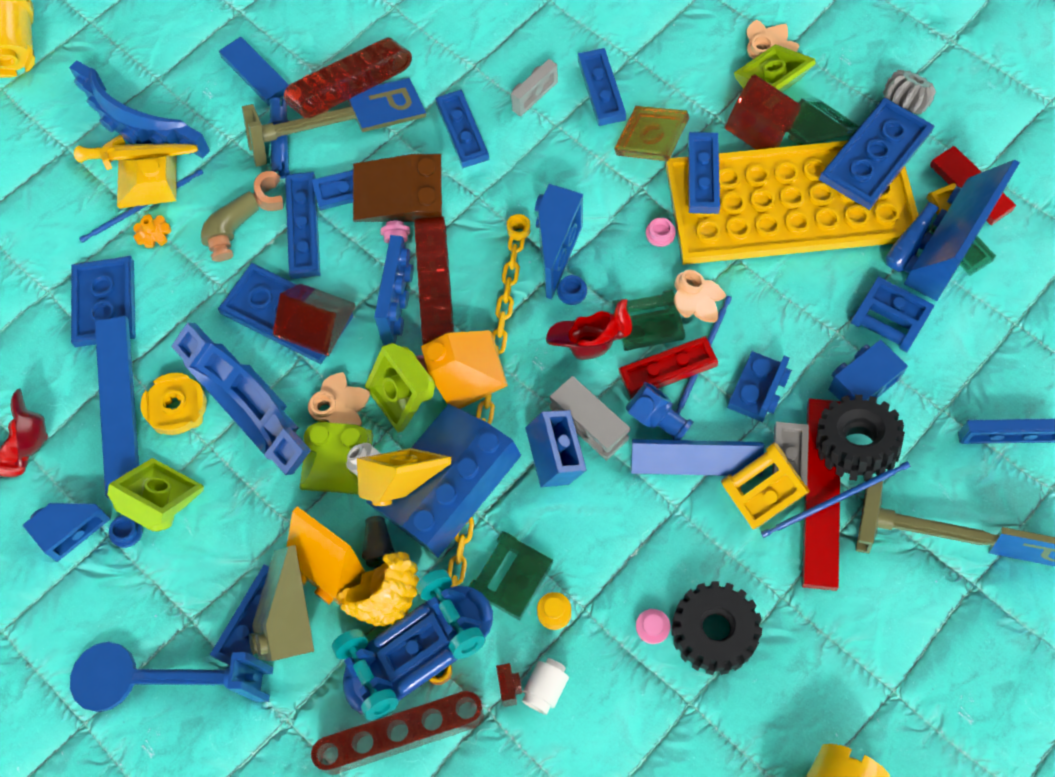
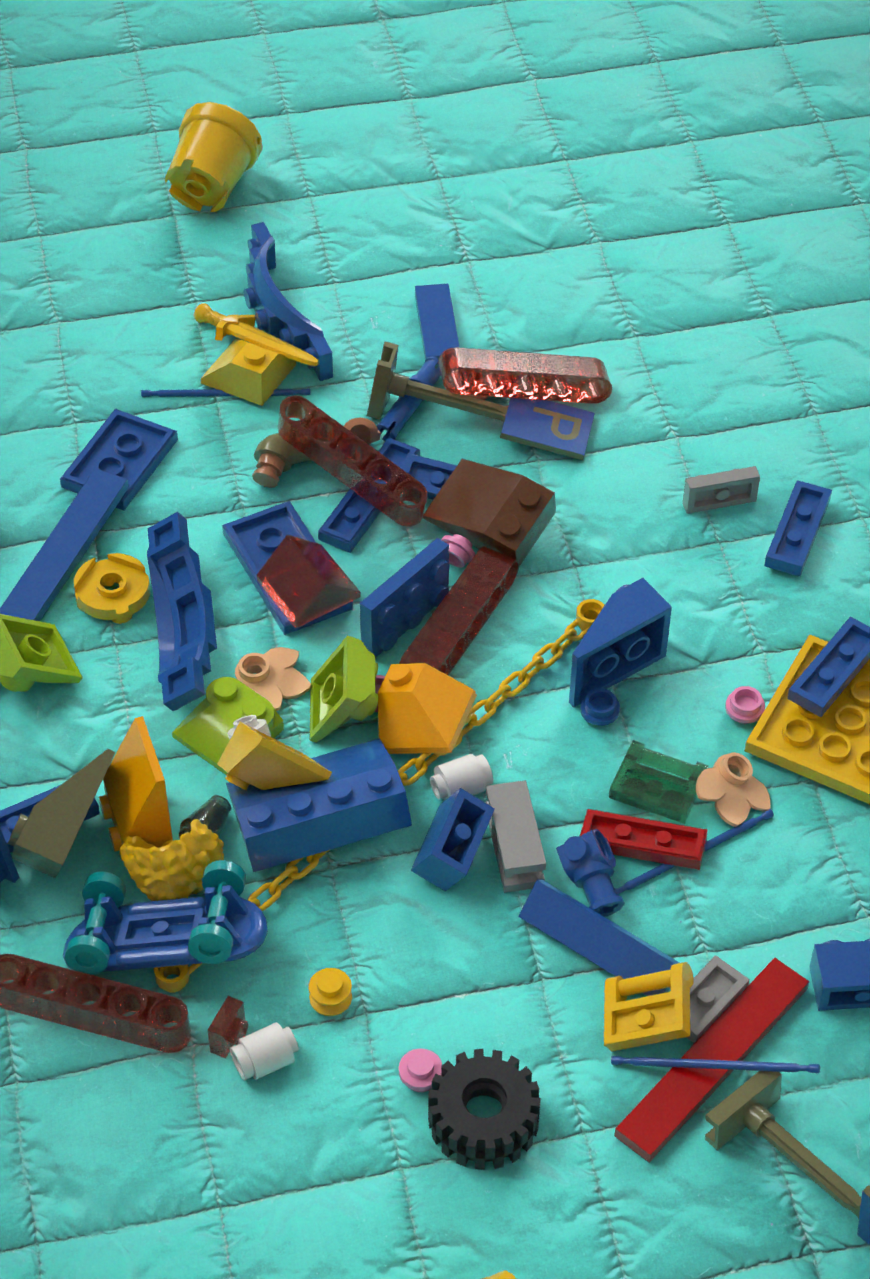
camera: 30 degrees right, 15 degrees down
(151, 231) = (215, 419): light orange plant -> none
(268, 199) = (359, 475): none -> clear red beam
(462, 129) = (611, 491): blue tile -> none
(520, 580) = (320, 946): clear green plate -> none
(523, 398) = (467, 772): none -> white brick
(592, 335) = (583, 759): red hair -> none
(651, 133) = (815, 601): clear orange tile -> none
(758, 385) = (729, 915): blue bracket -> none
(863, 418) = (792, 994): black tyre -> none

